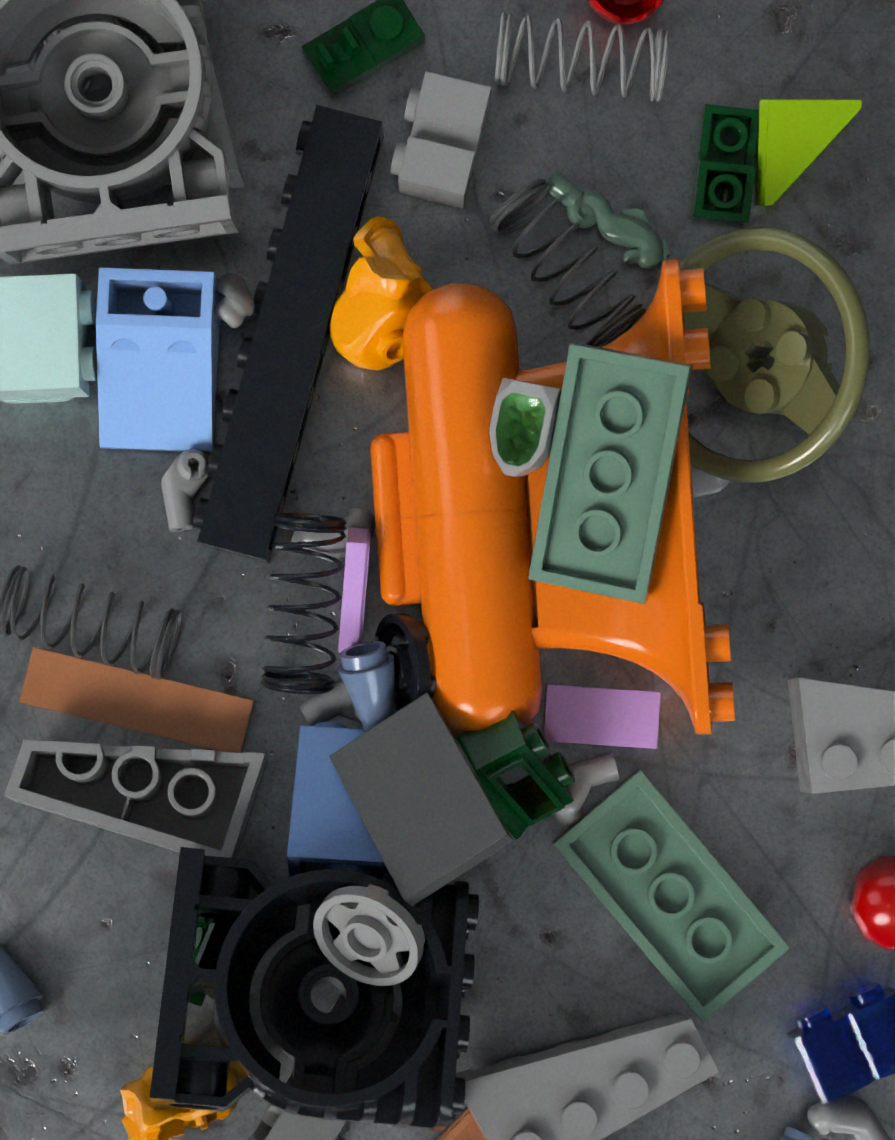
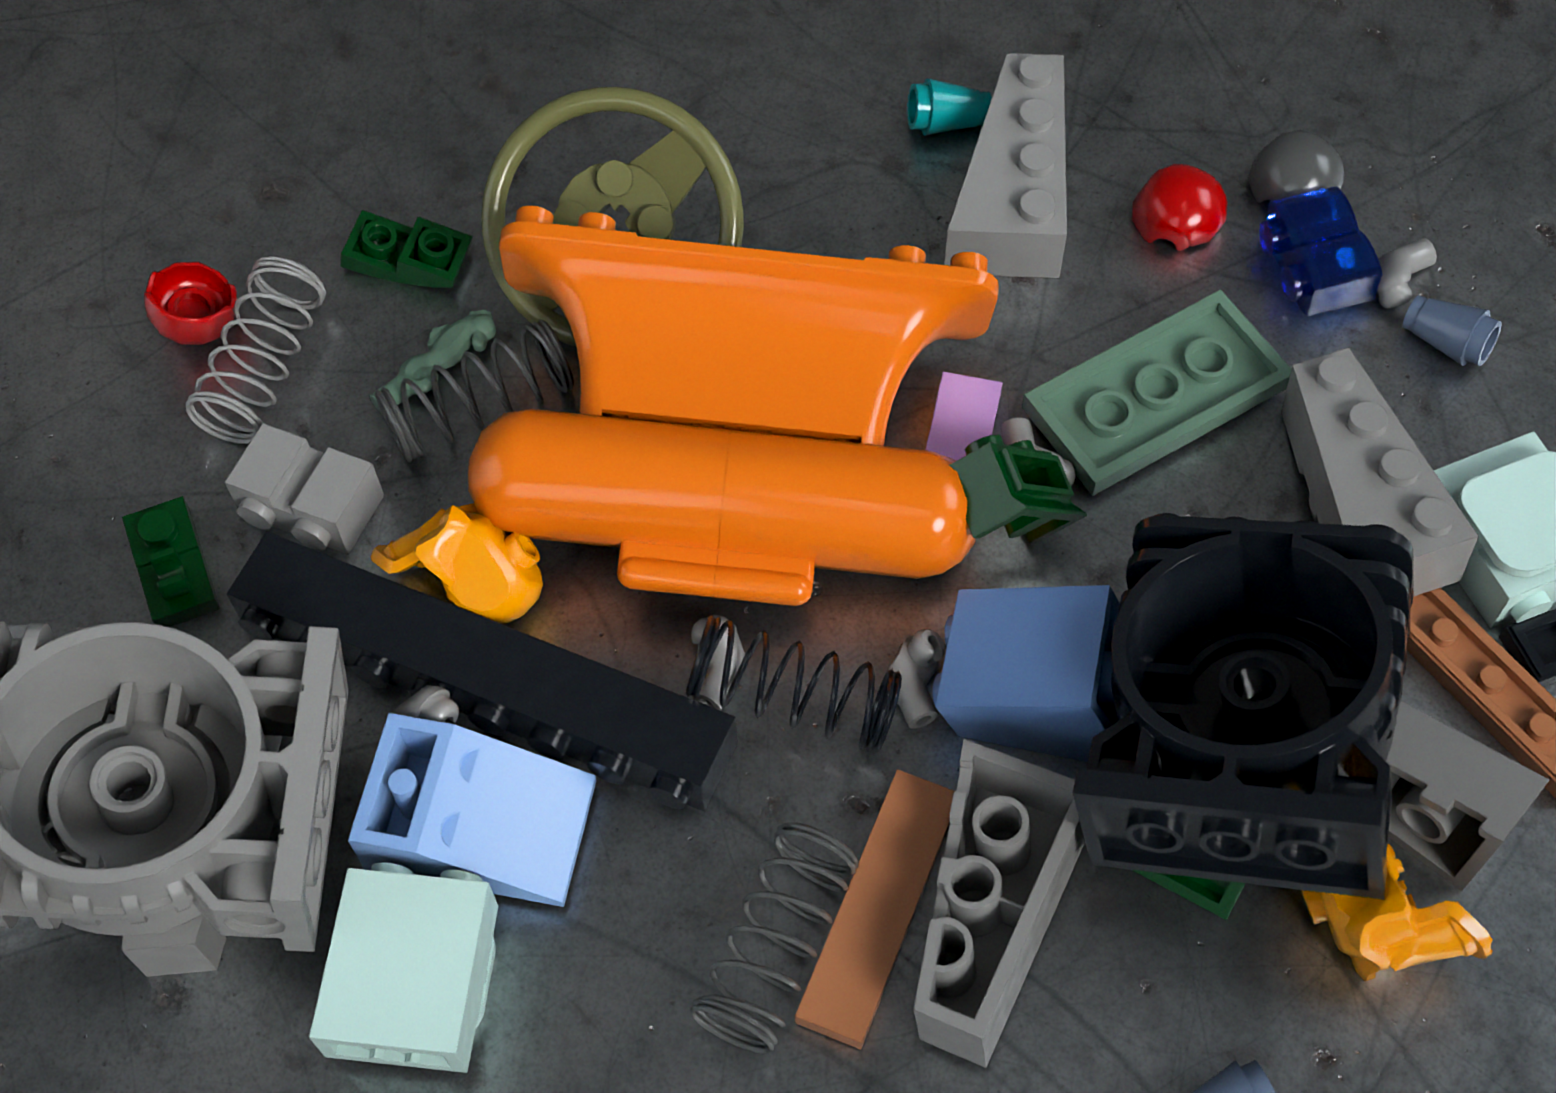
camera: 80 degrees left, 25 degrees down
(181, 485) = (627, 818): light grey arm -> none
(354, 587) = (787, 625): lavender tile -> none
(370, 681) = (895, 619): sand blue cone -> none
(371, 930) = (1187, 614): light grey wheel -> none
(408, 644) = (882, 591): black wheel -> none
(420, 799) = (1038, 552): dark grey tile -> none
(523, 425) = (643, 387): rock -> none
(609, 472) = (711, 316): sand green plate -> none
(792, 137) = (398, 189): lime tile -> none

